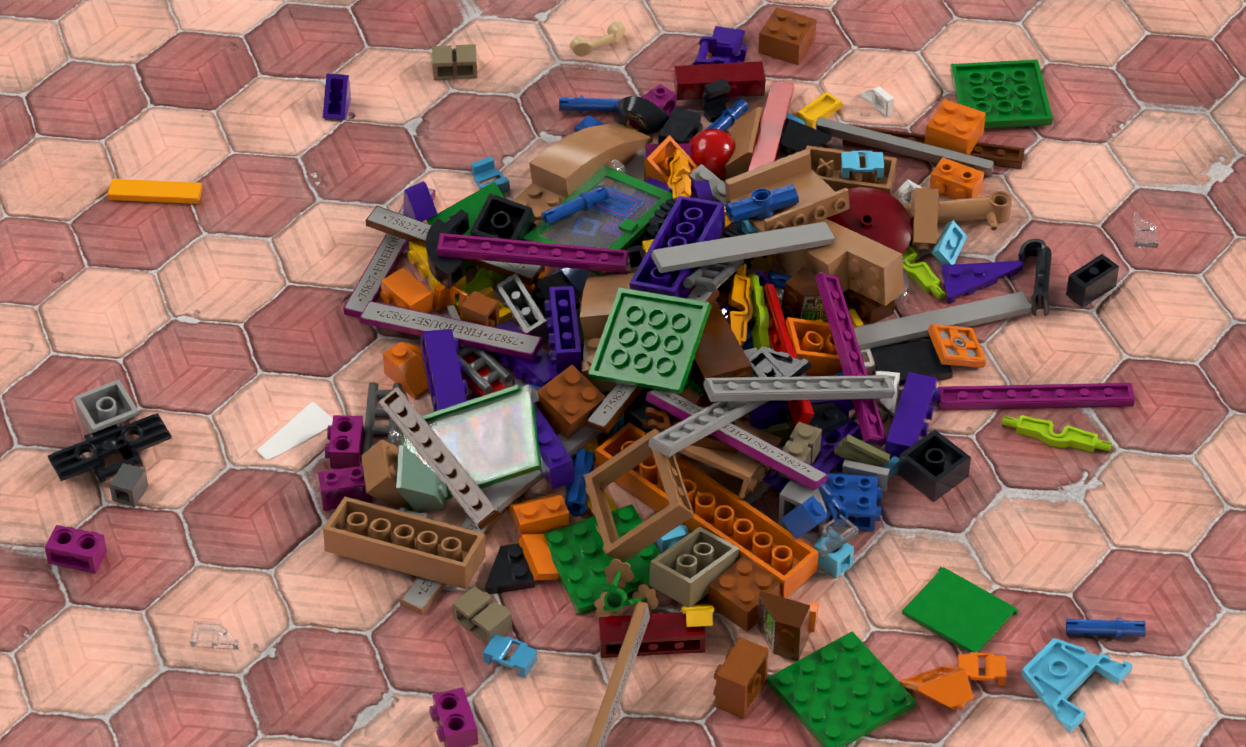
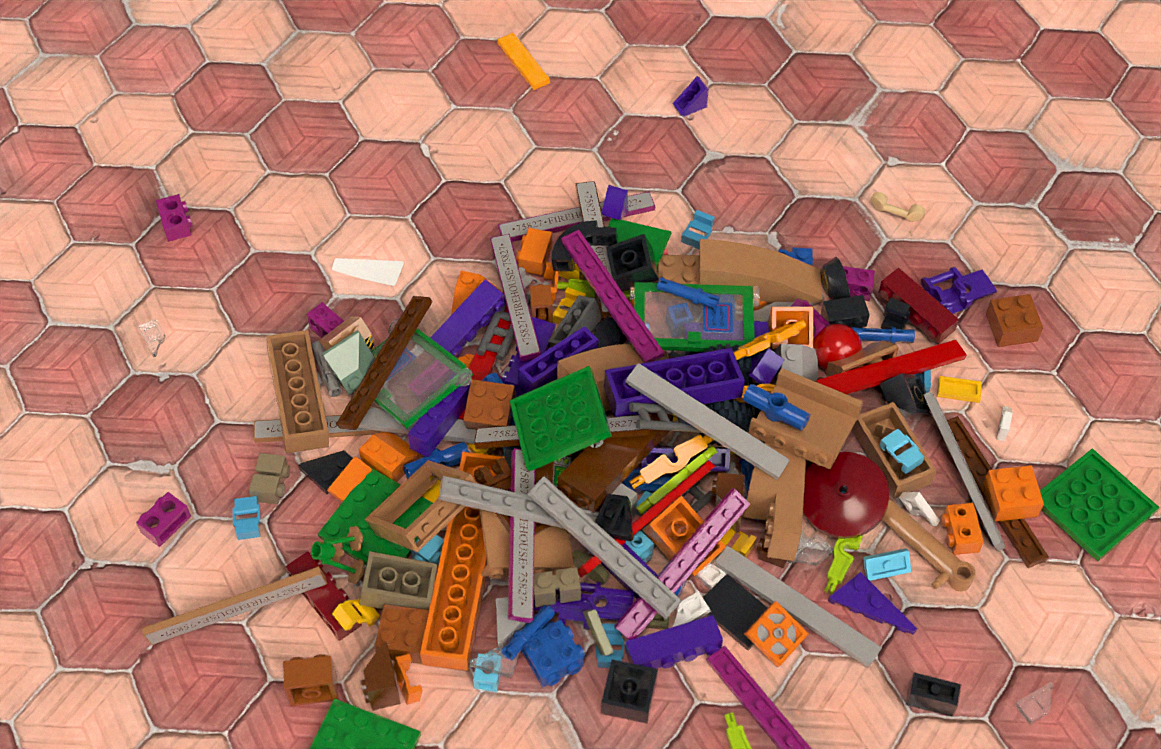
camera: 55 degrees right, 10 degrees up
(104, 406) = (298, 155): light grey slope -> none
(108, 441) = (272, 175): black piece -> none
(129, 485) = (248, 210): dark grey brick -> none
(345, 441) = (373, 301): magenta brick -> none
(372, 412) = (435, 290): dark grey bar -> none
(443, 61) = (788, 134): dark tan piece -> none
(587, 104) = (820, 237): blue pin -> none
(804, 517) = (484, 629): blue brick -> none
(825, 417) = (604, 583): black wing -> none
(857, 468) = (588, 648): light grey tile -> none
(924, 218) = (889, 529): medium nougat brick -> none
(1038, 248) = (910, 652): black piece -> none

